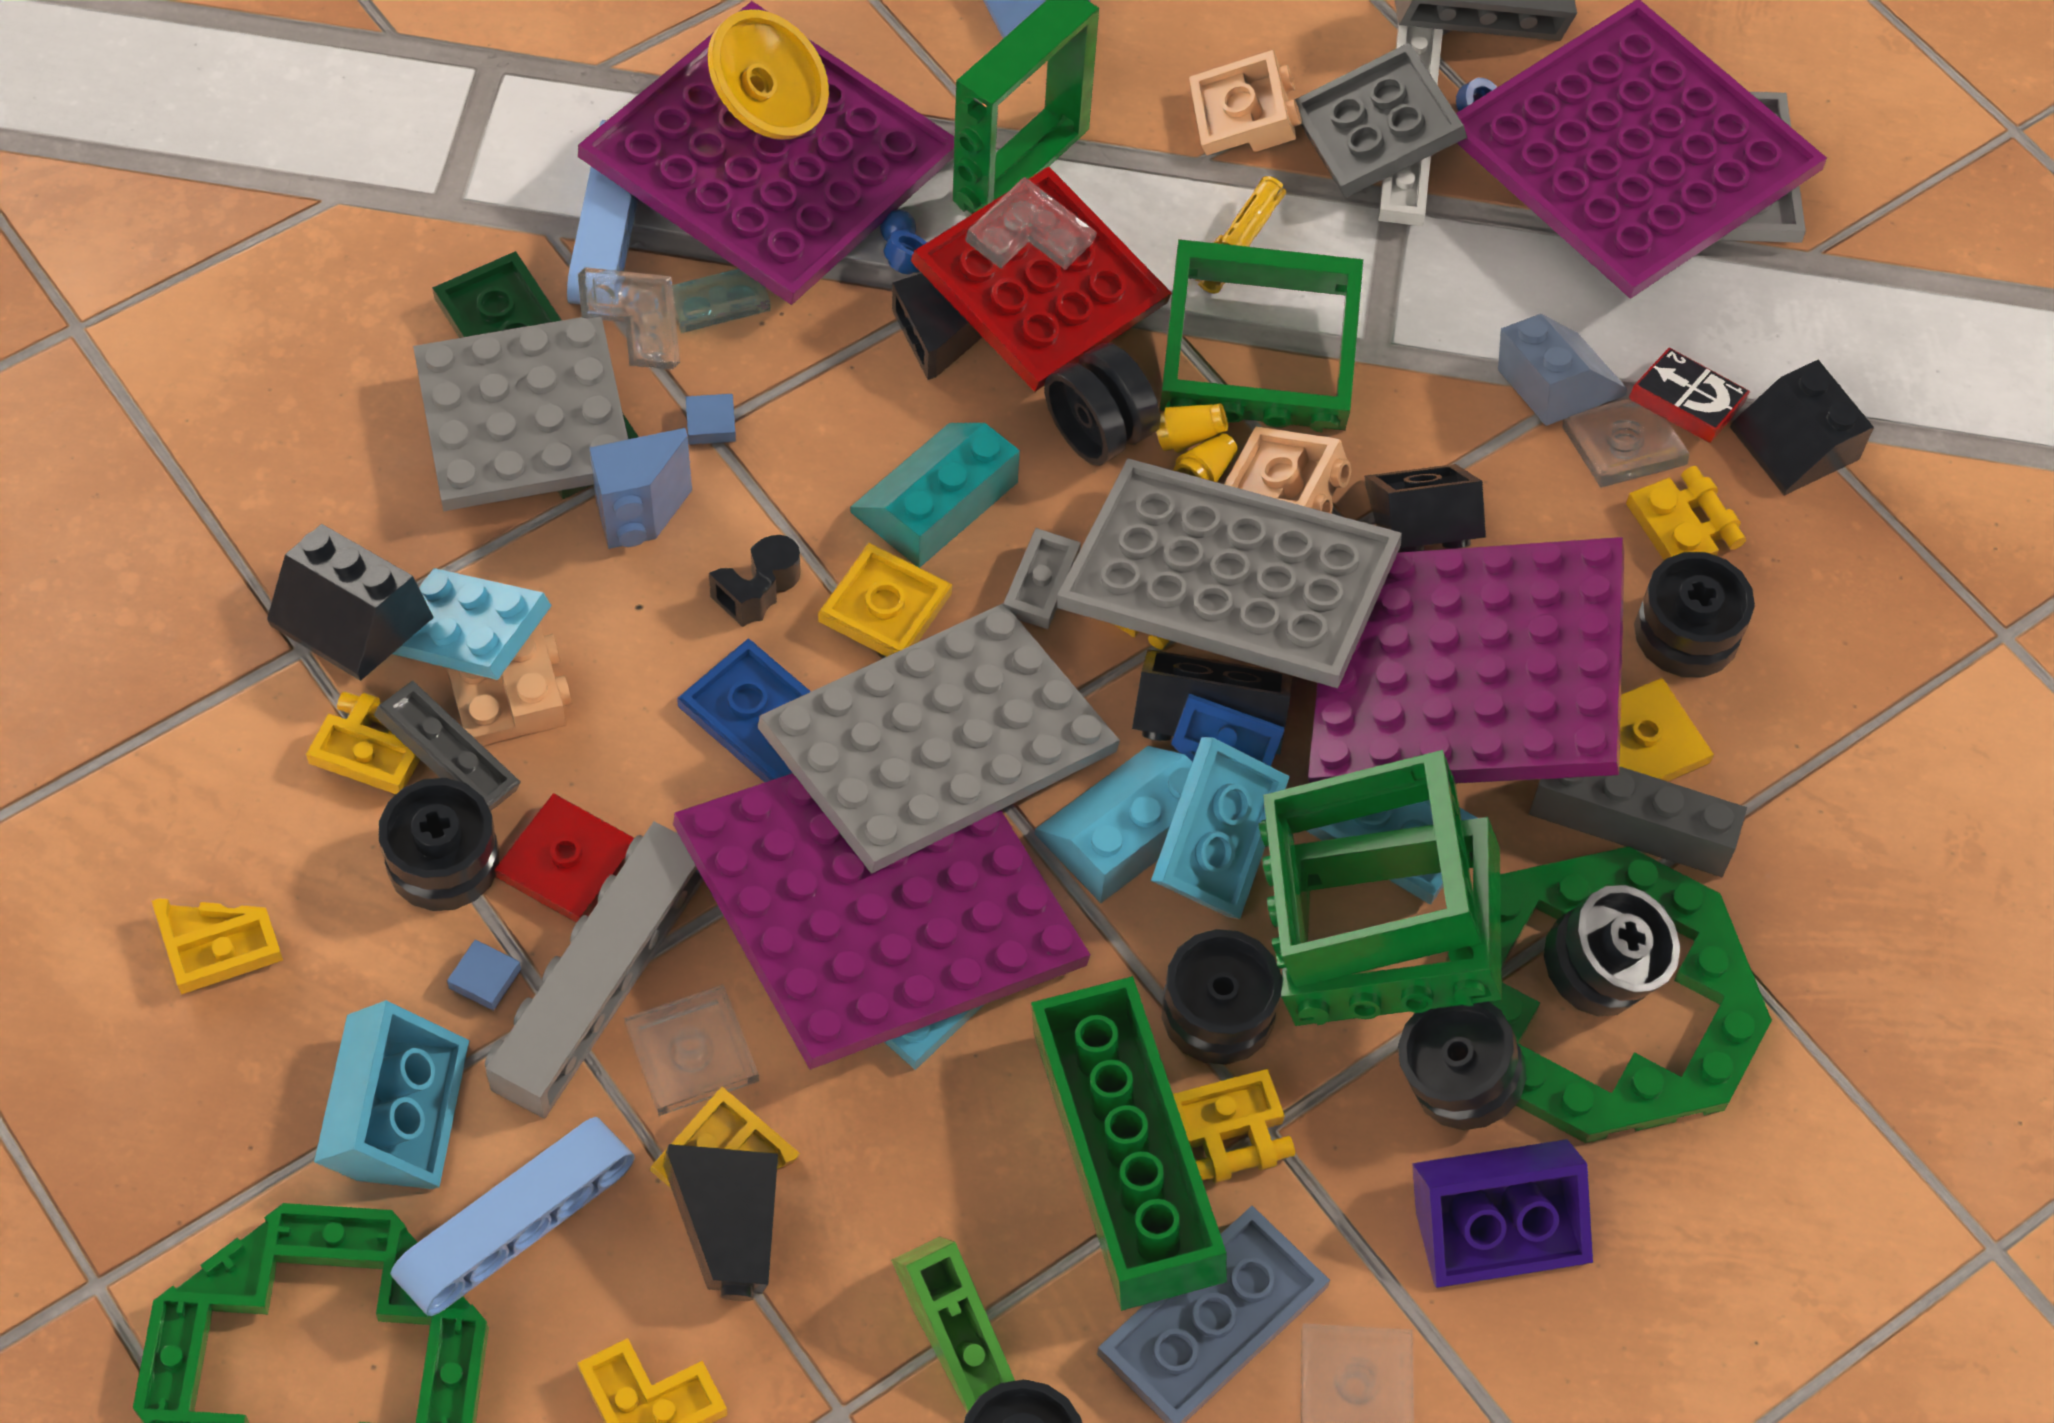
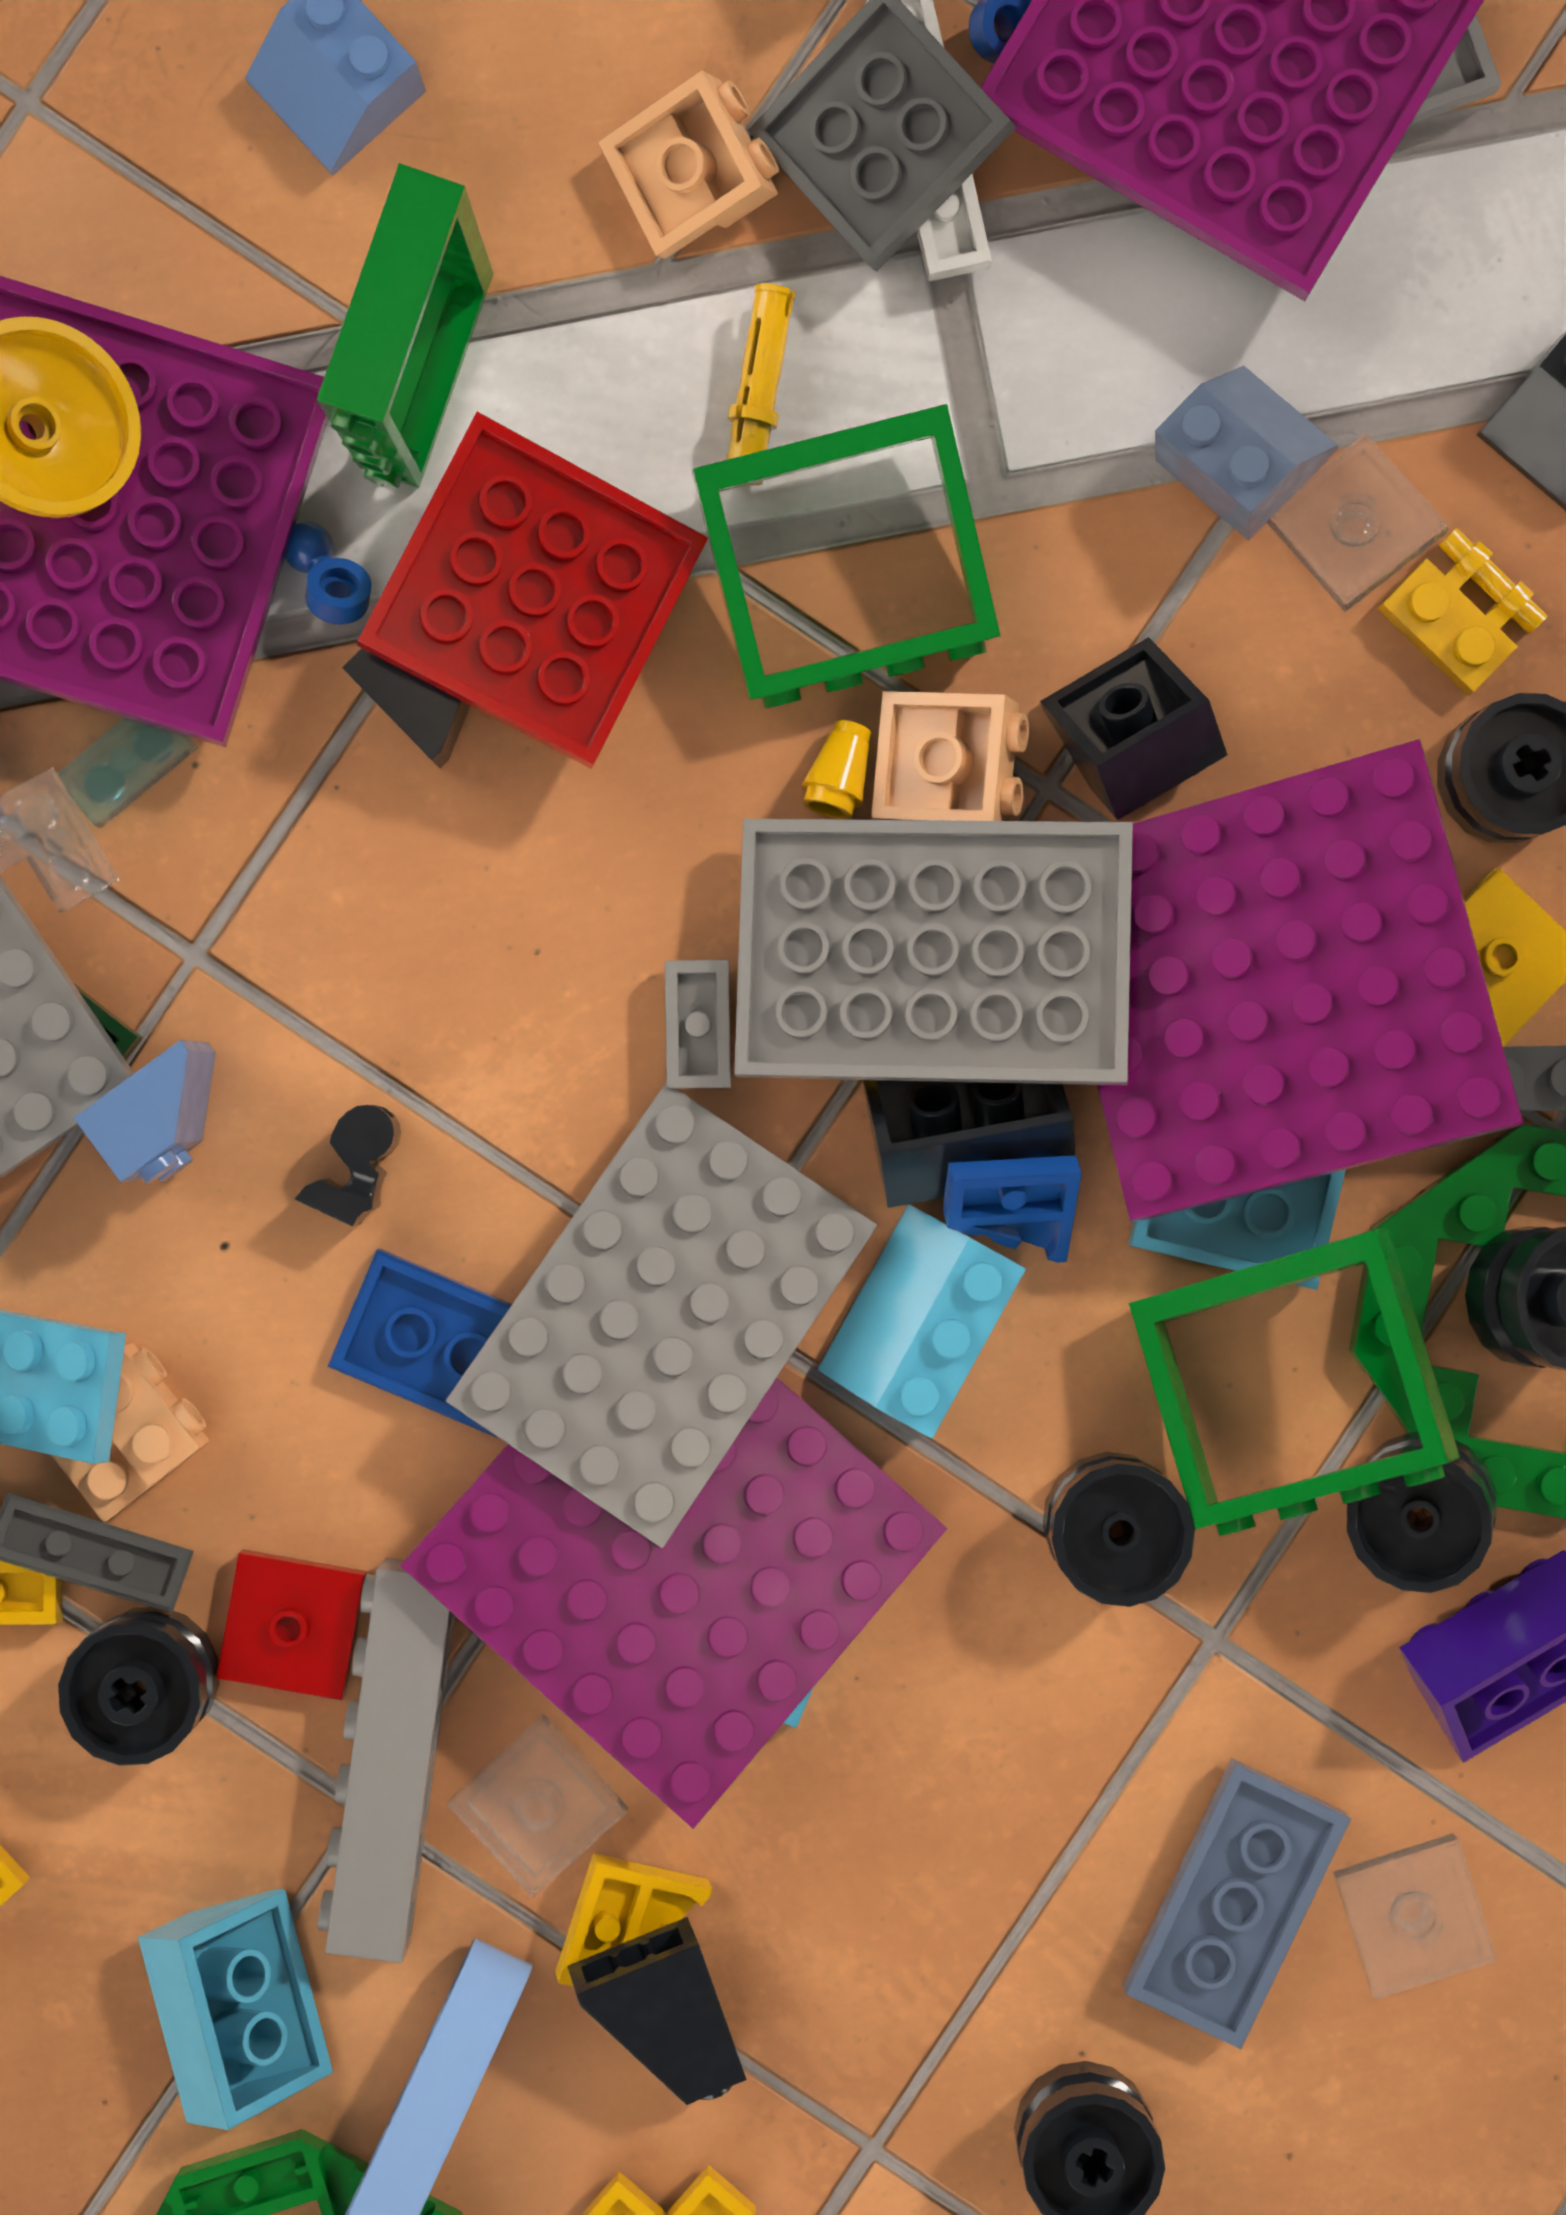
camera: 15 degrees left, 30 degrees up
(484, 974) = (264, 1807): medium blue tile -> none
(710, 419) = (194, 945): medium blue tile -> none
(884, 602) = (521, 1135): yellow plate -> none
(940, 489) = (517, 942): teal slope -> none
(953, 1318) = (957, 2021): bright green slope -> none
(1032, 217) = (489, 522): clear plate -> none
(1102, 403) = (688, 747): black wheel -> none
(1128, 1144) = (1079, 1766): green brick -> none
(1190, 425) = (800, 727): yellow cone -> none
(1215, 828) = (1046, 1321): medium azure plate -> none
(1229, 1110) = (1165, 1654): yellow plate -> none
(1349, 798) = (1144, 1368): green window -> none
(1689, 395) = (1419, 420): tile -> none

